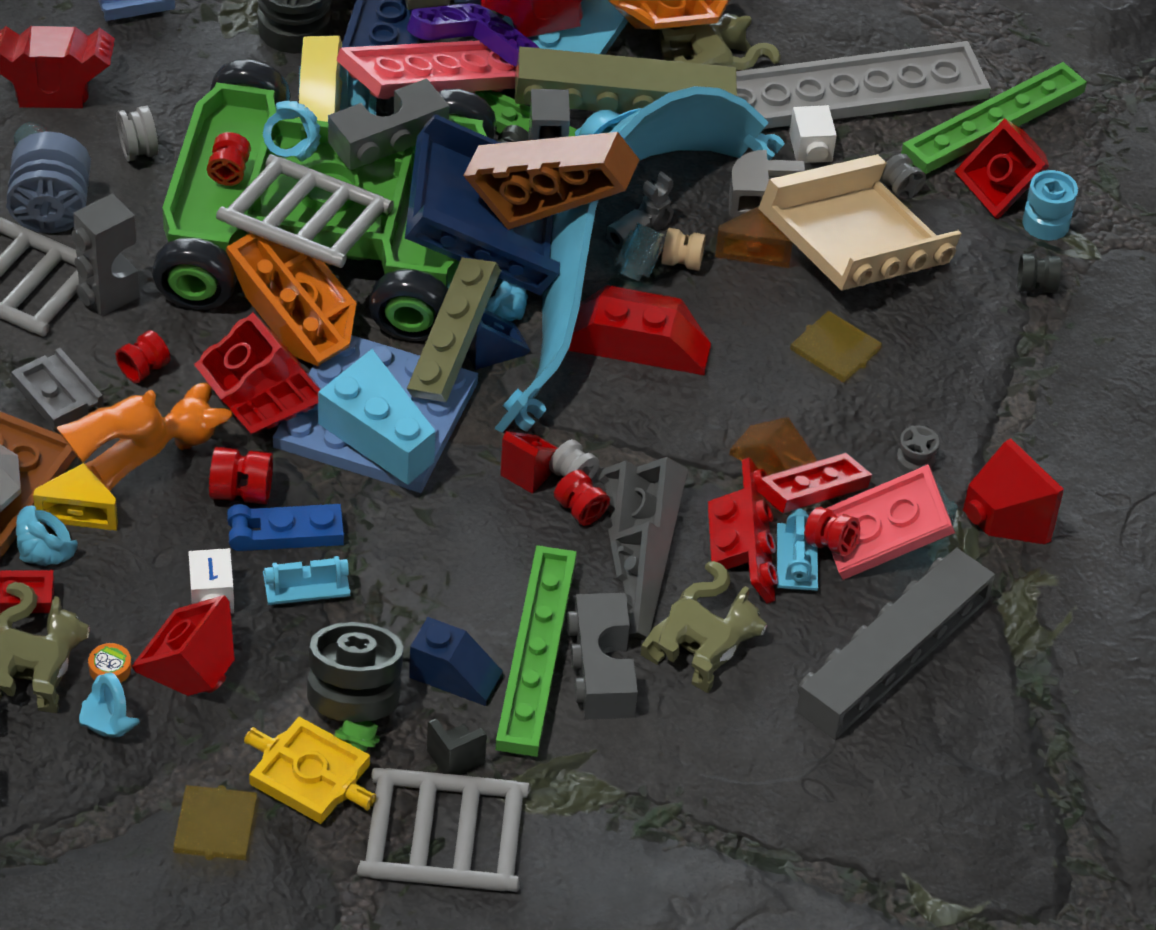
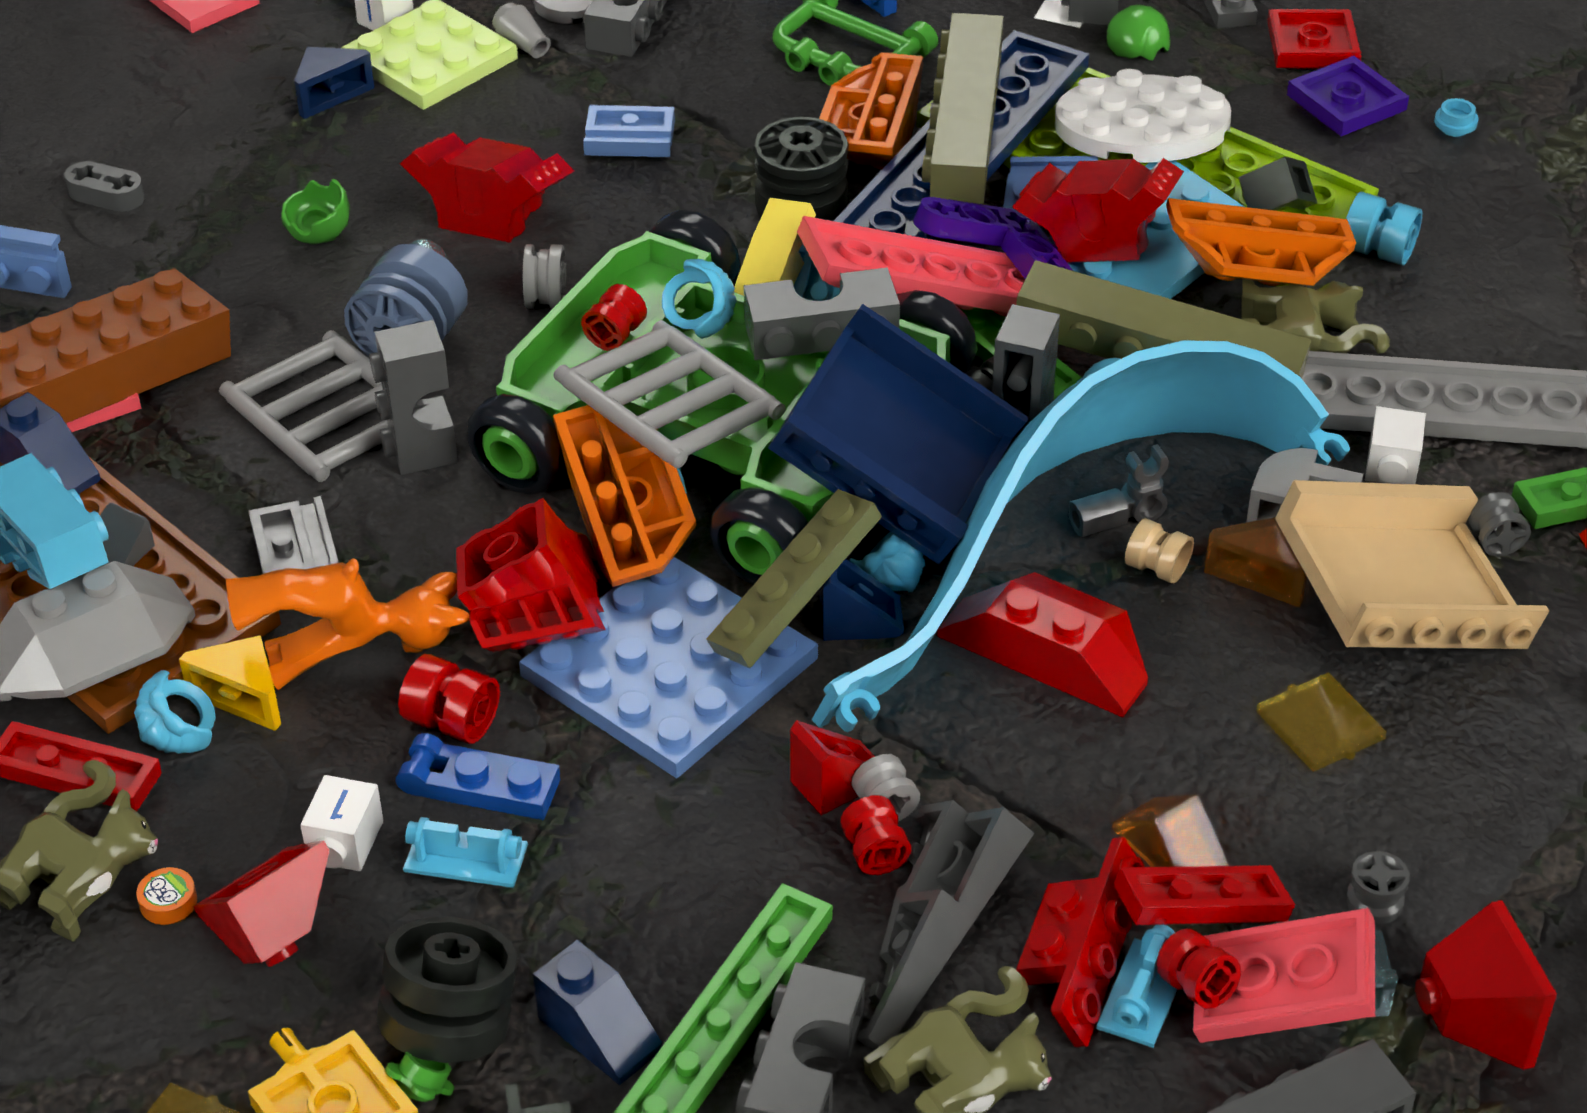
camera: 25 degrees right, 5 degrees down
(106, 708) = (124, 953): medium azure piece -> none
(146, 354) = (415, 528): red wheel -> none
(378, 418) = (644, 666): medium azure wedge -> none
(549, 175) = (979, 406): dark orange wedge -> none
(640, 252) = (1096, 540): clear light blue brick -> none

